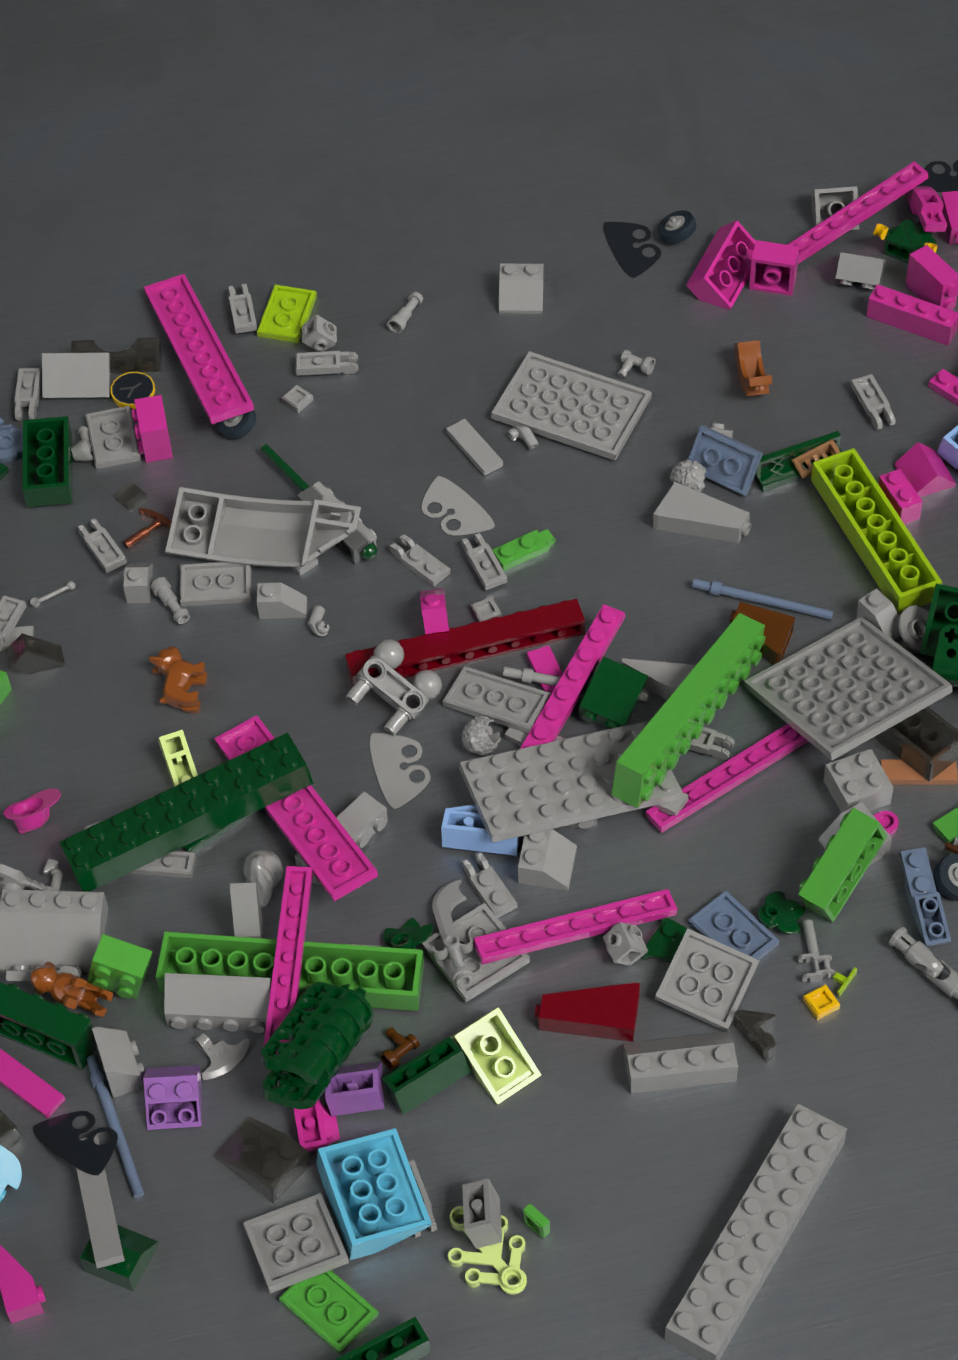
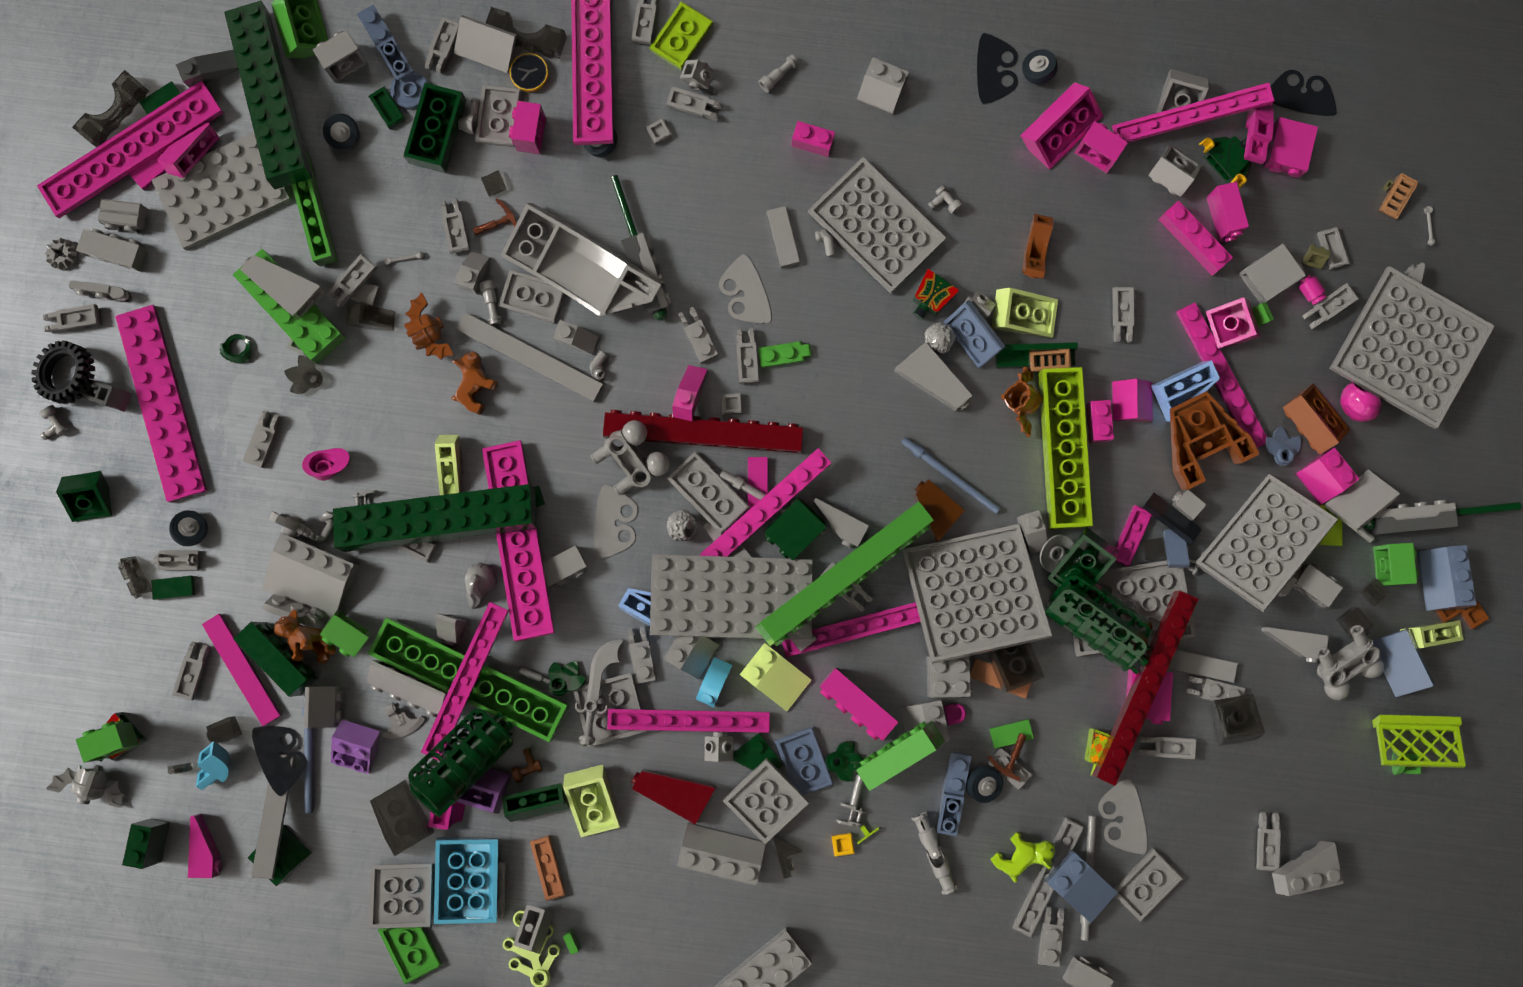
camera: 20 degrees right, 30 degrees up
(106, 642) = (425, 329): none -> dark orange helmet
(235, 639) = (529, 357): none -> light grey tile
(468, 352) = (813, 138): none -> dark pink brick
(469, 1151) = (547, 868): none -> nougat tile
(587, 881) = (713, 682): none -> medium azure brick
(656, 852) = (775, 677): none -> yellowish green slope
(663, 444) = (933, 295): none -> torso
(767, 427) = (1024, 313): none -> yellowish green slope
(767, 839) = (856, 702): none -> dark pink brick
(807, 501) = (1023, 399): none -> dark orange helmet

